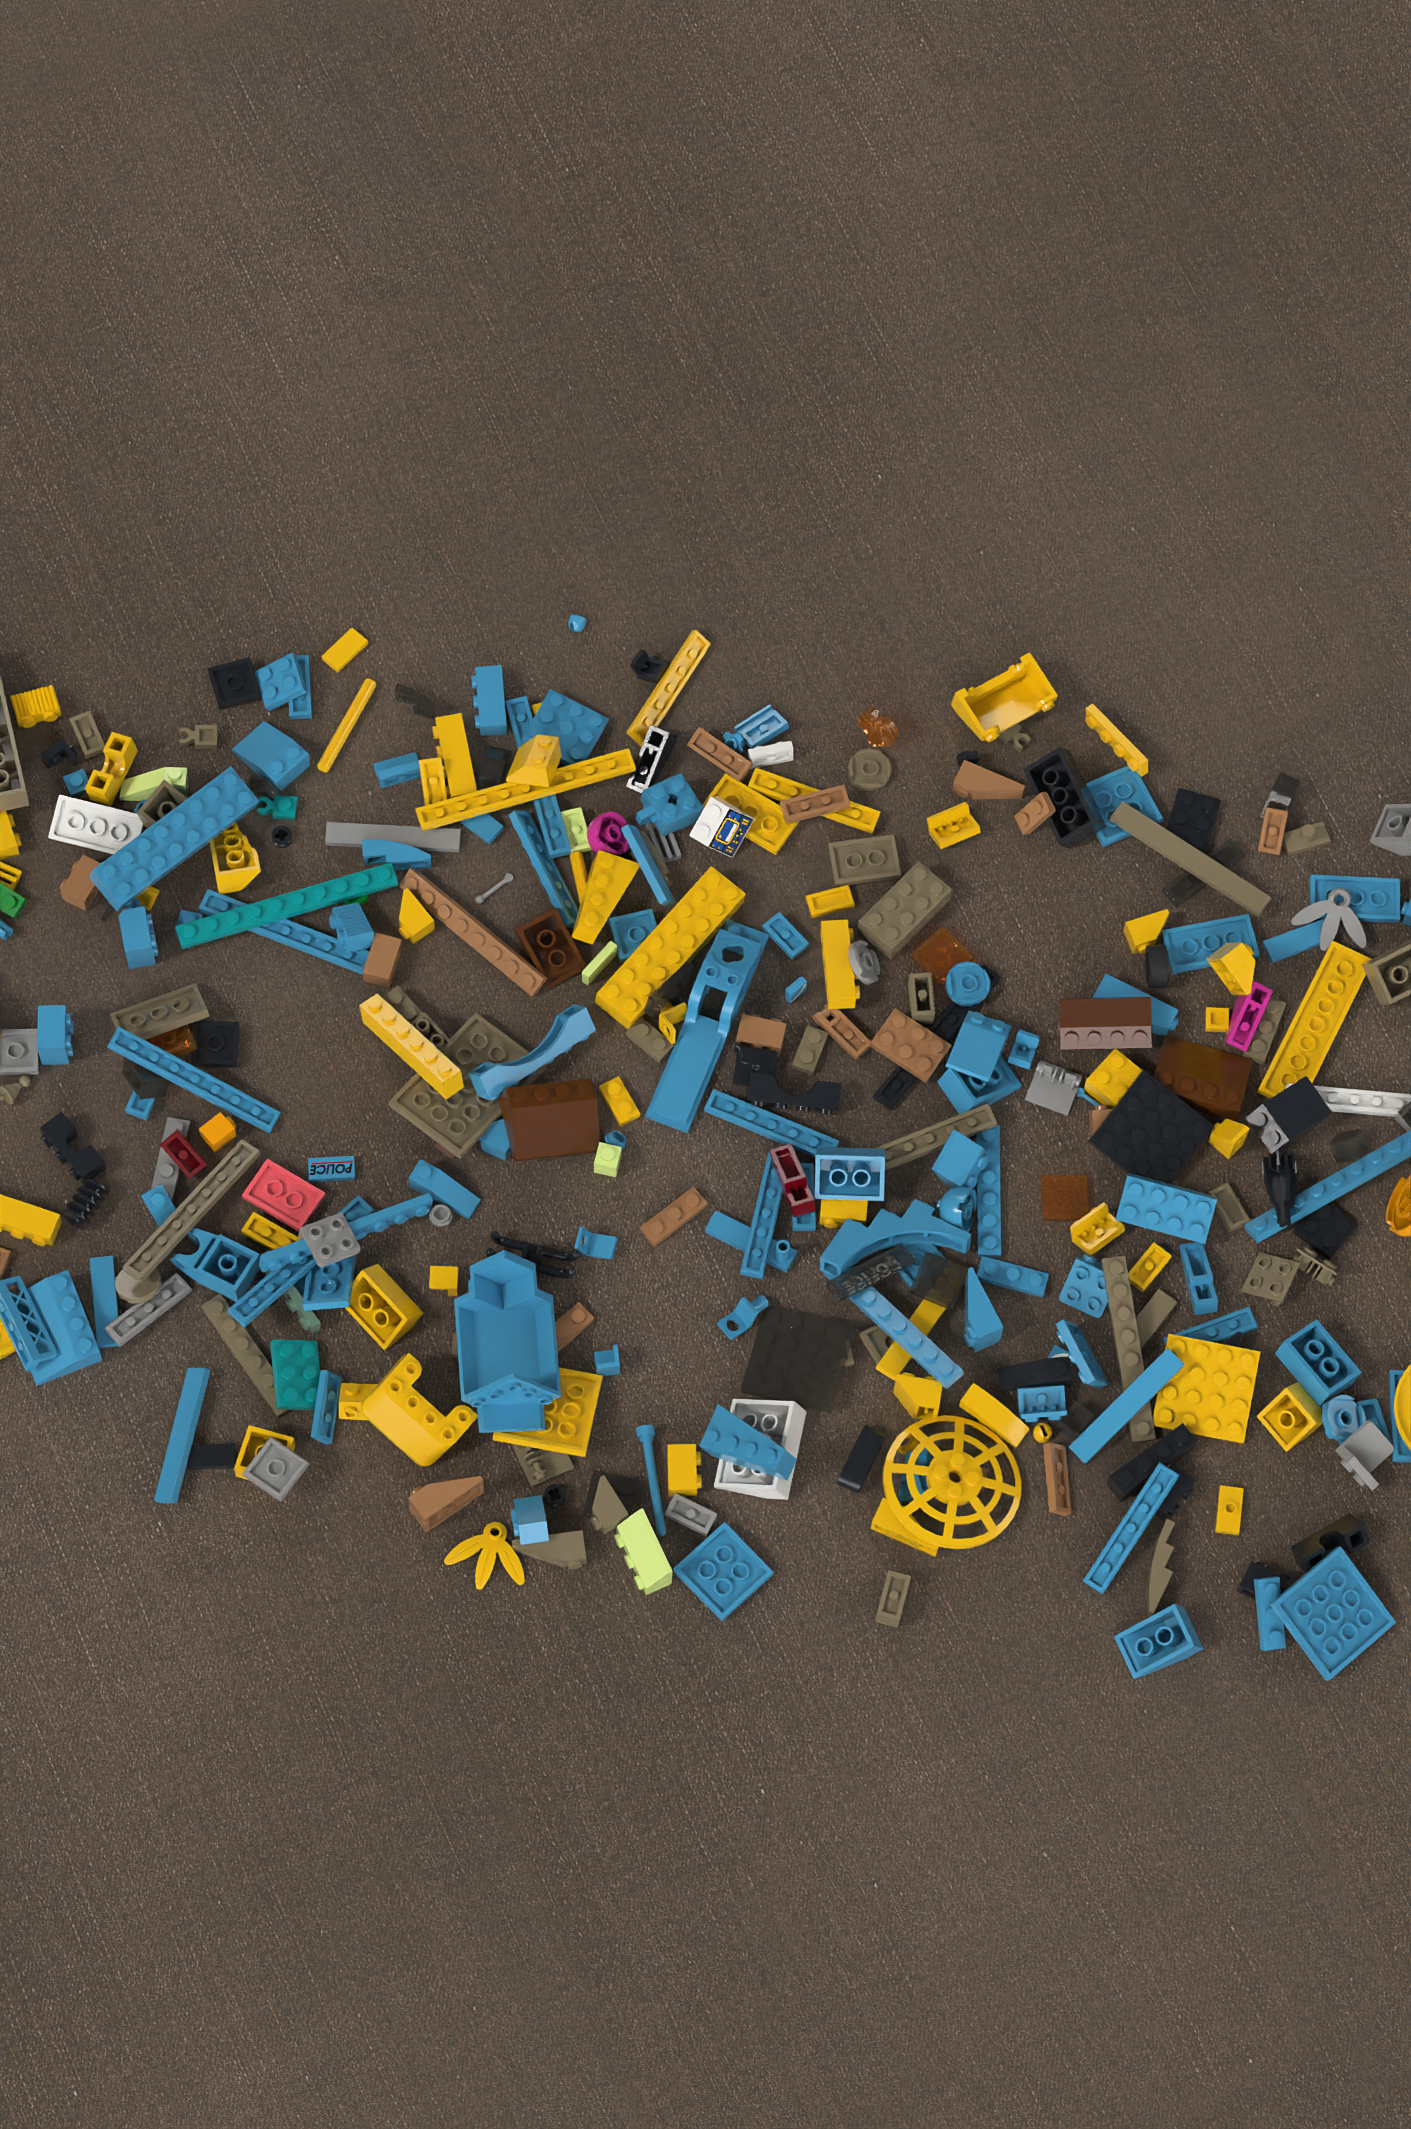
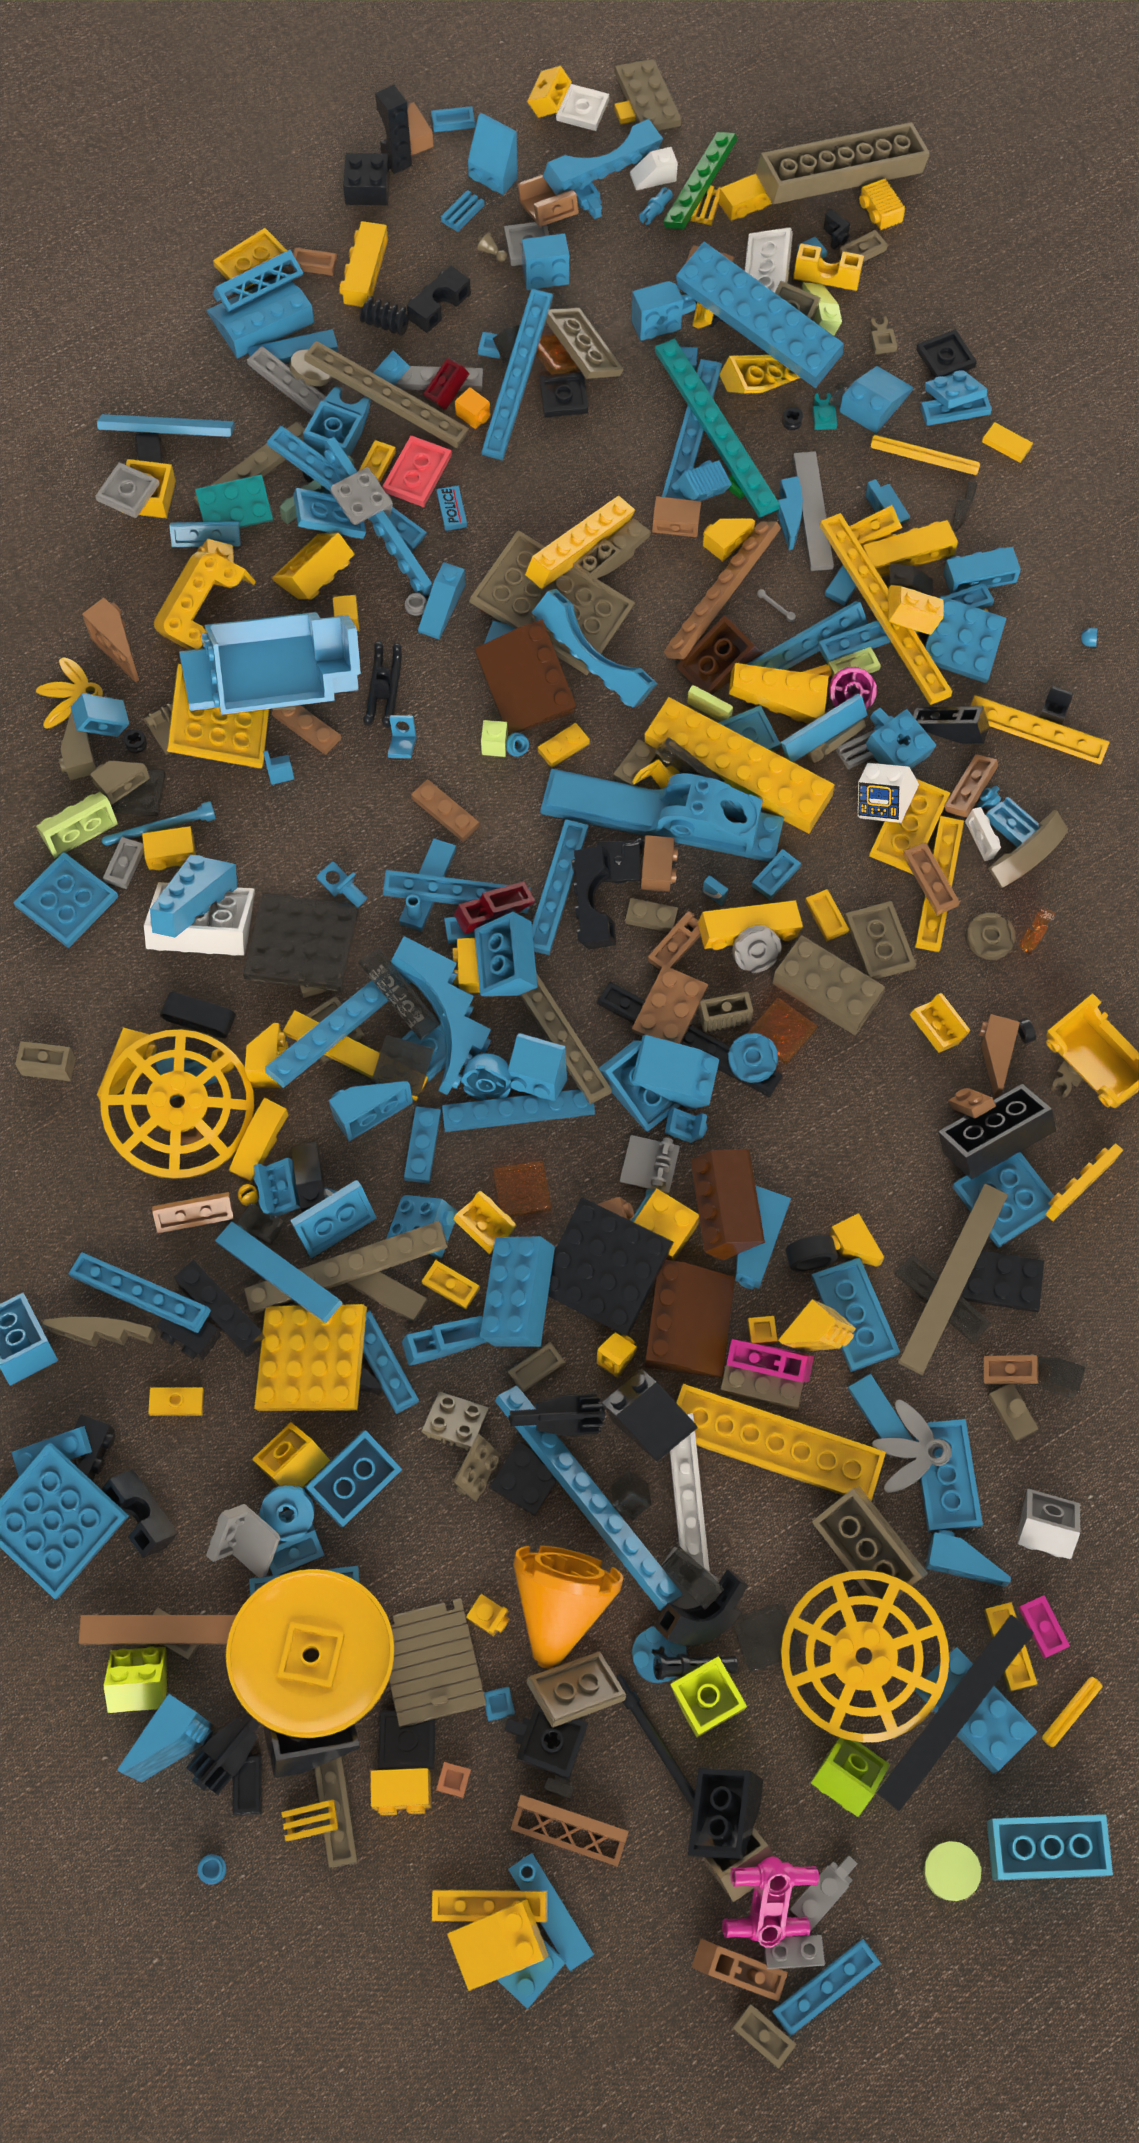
camera: 85 degrees right, 0 degrees up
(807, 738) = (1031, 851): none -> dark tan slope

